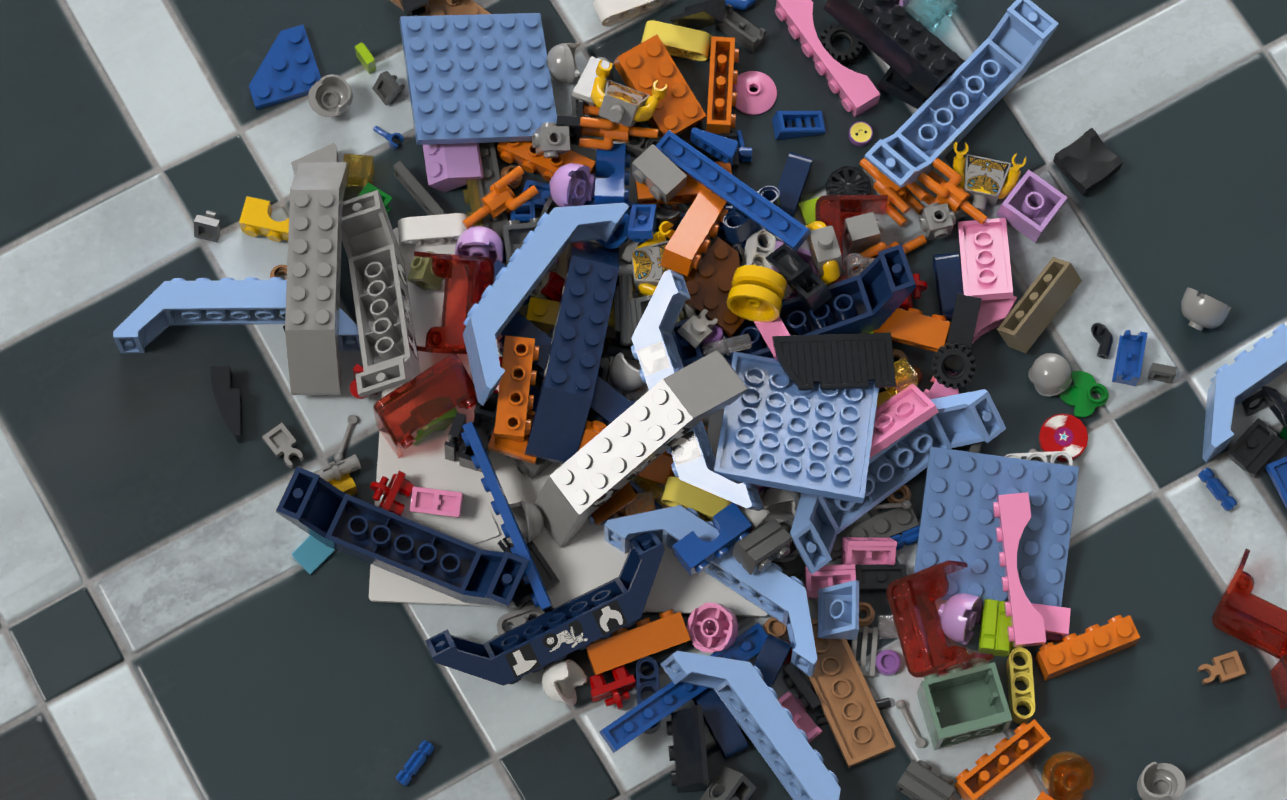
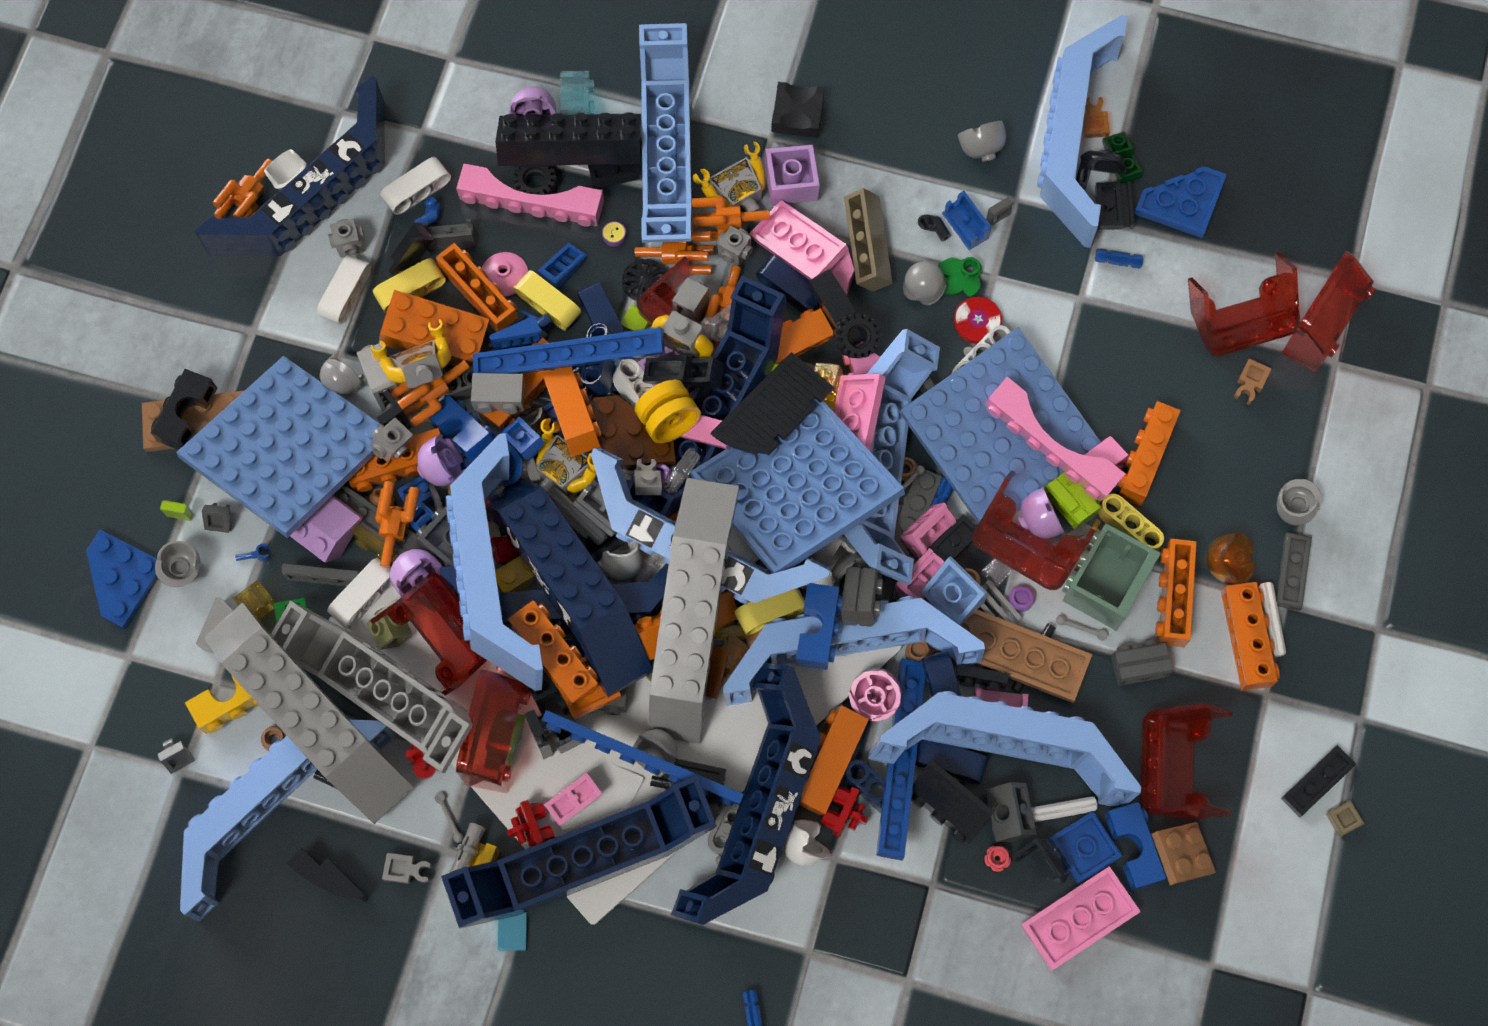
camera: 40 degrees left, 0 degrees up
(763, 139) = (547, 300): none -> light yellow beam

